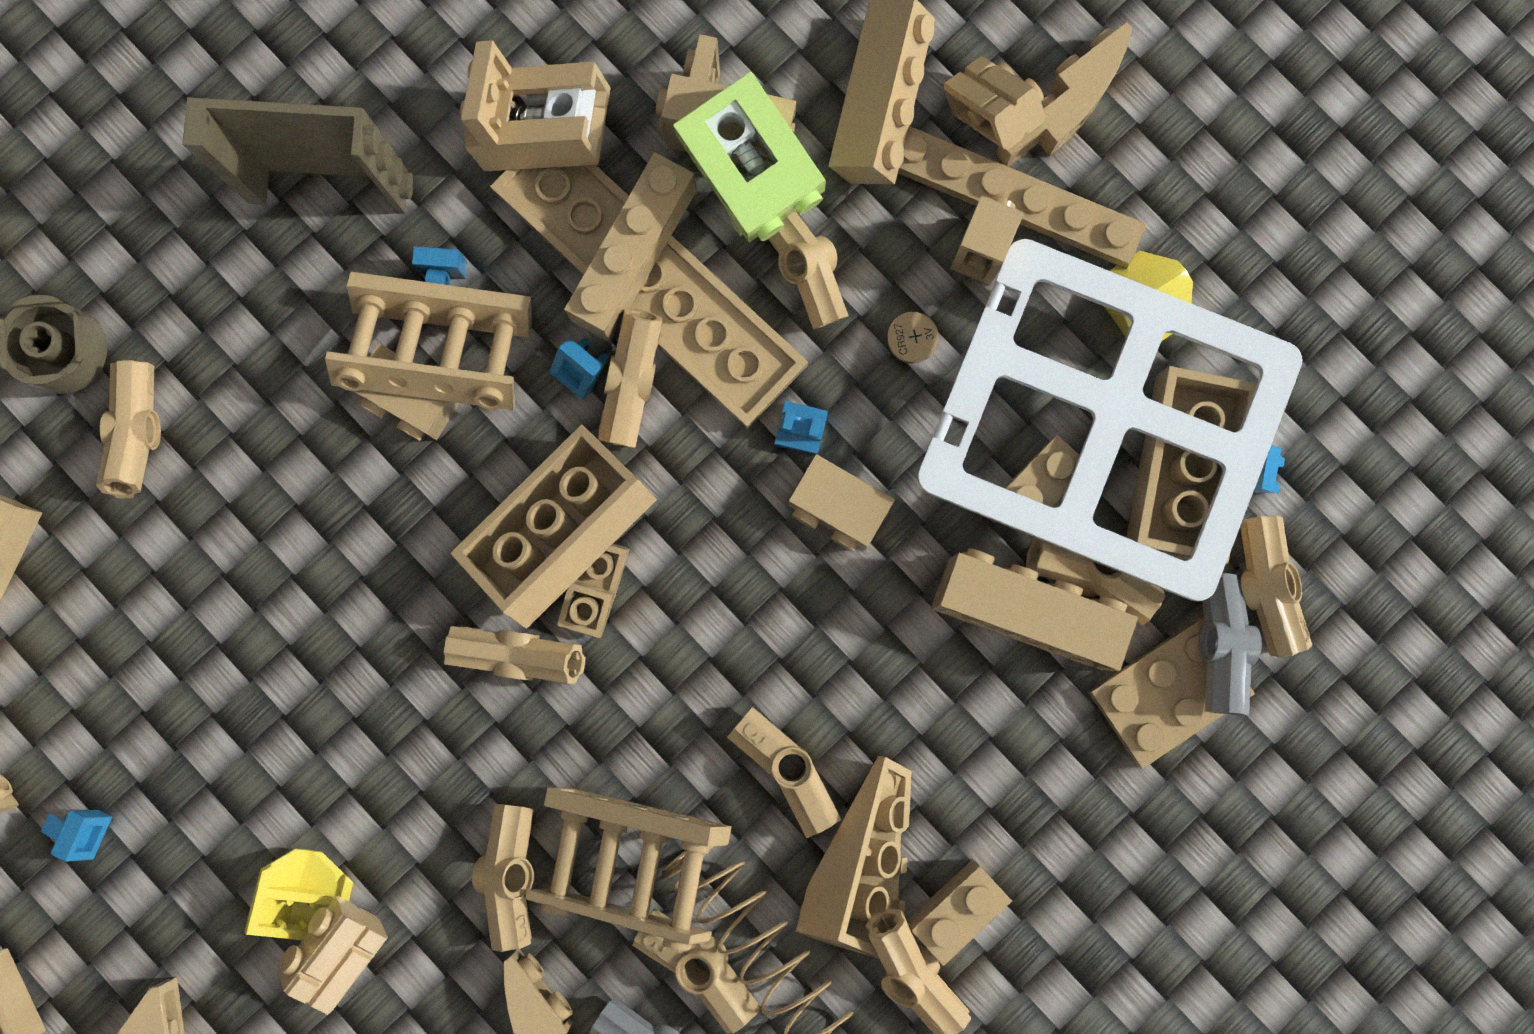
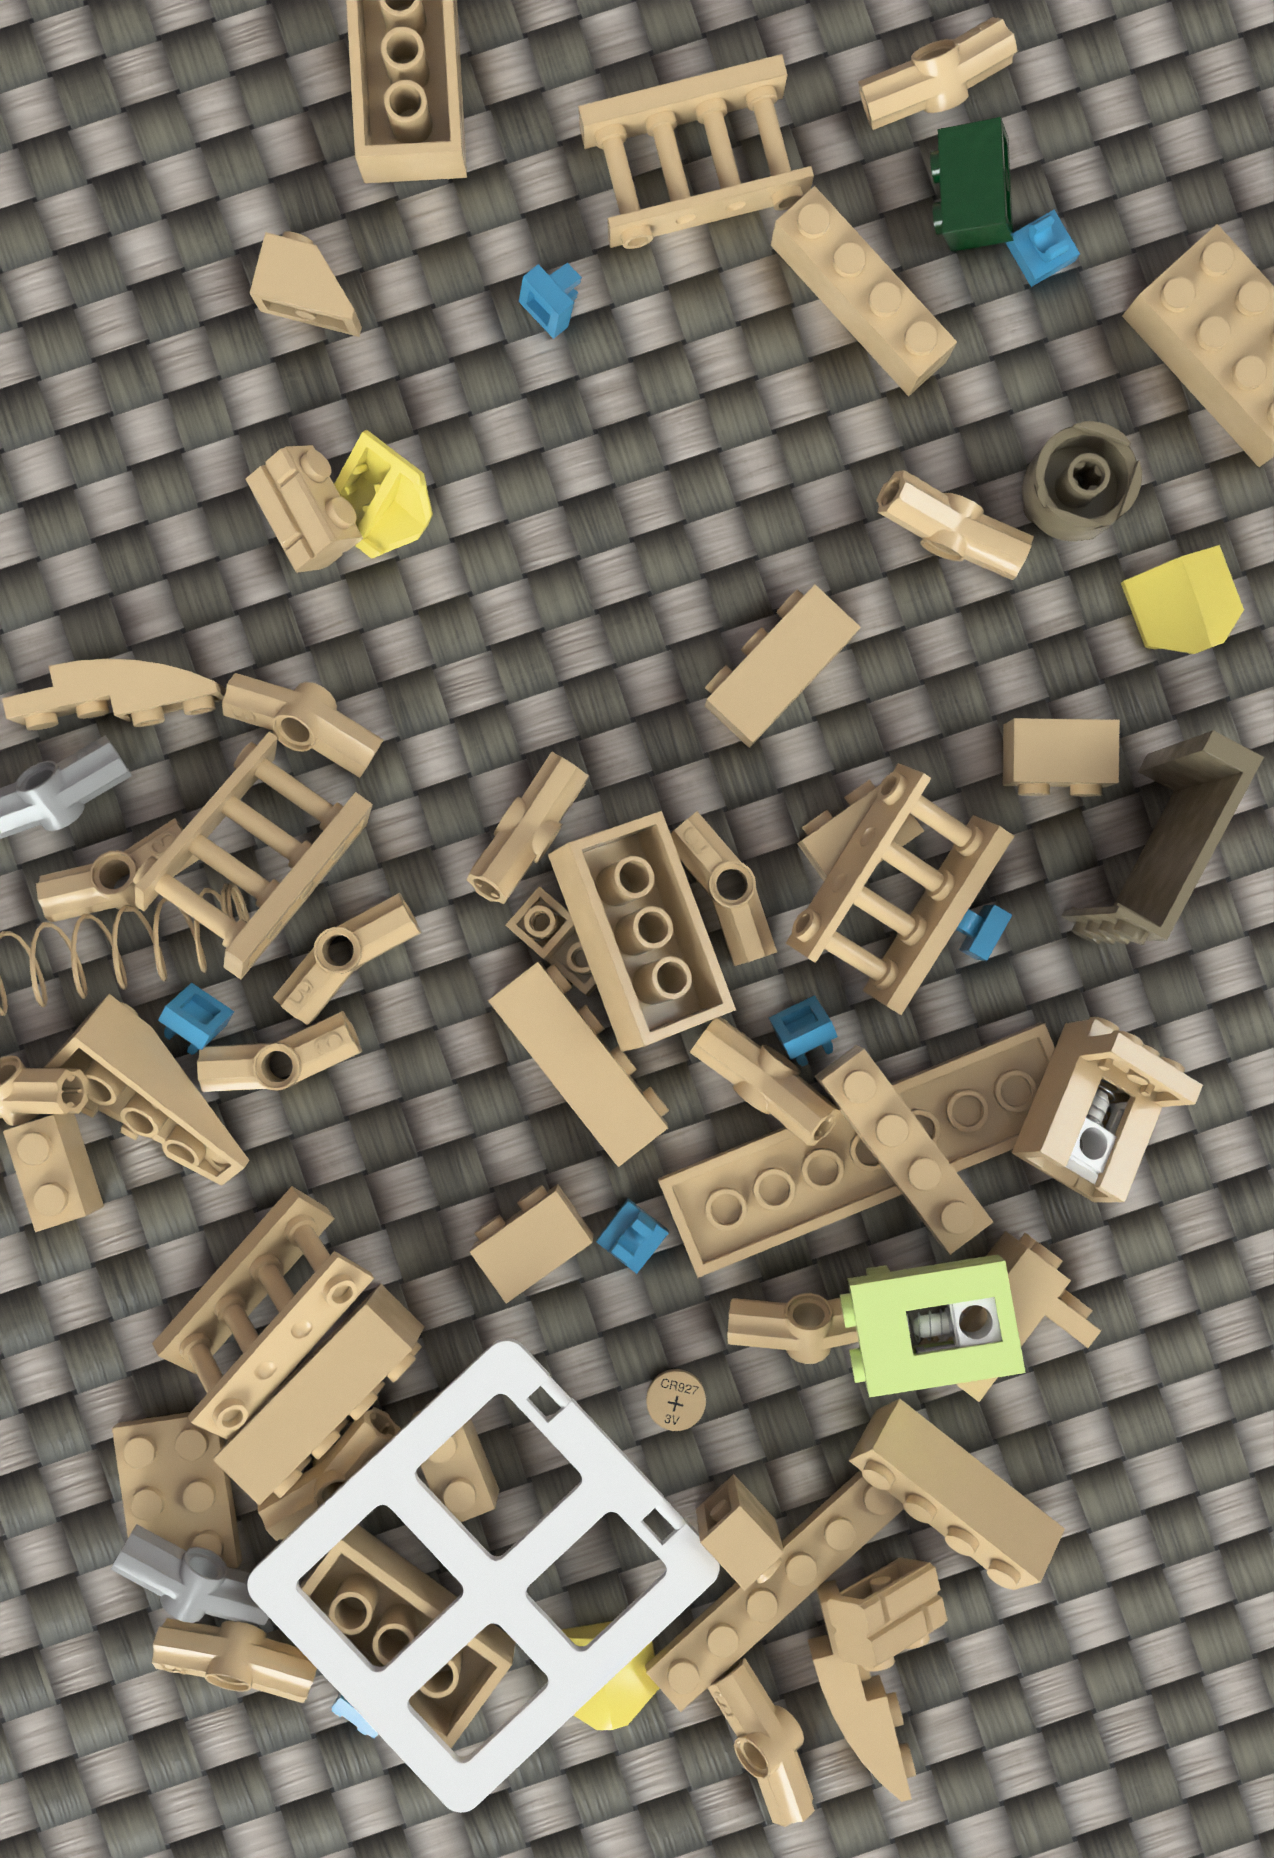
camera: 120 degrees right, 5 degrees up
(116, 226) = (1185, 602): none -> light yellow slope
(275, 267) = (1060, 754): none -> tan brick
(297, 515) = (779, 664): none -> tan brick
(512, 455) = (740, 919): none -> tan piece
(681, 530) = (580, 1063): none -> tan brick
(708, 768) = (320, 977): none -> tan piece
(785, 853) = (195, 1017): none -> dark azure tile
(980, 717) = (237, 1289): none -> tan fence
(1140, 150) = (765, 1743): none -> tan piece

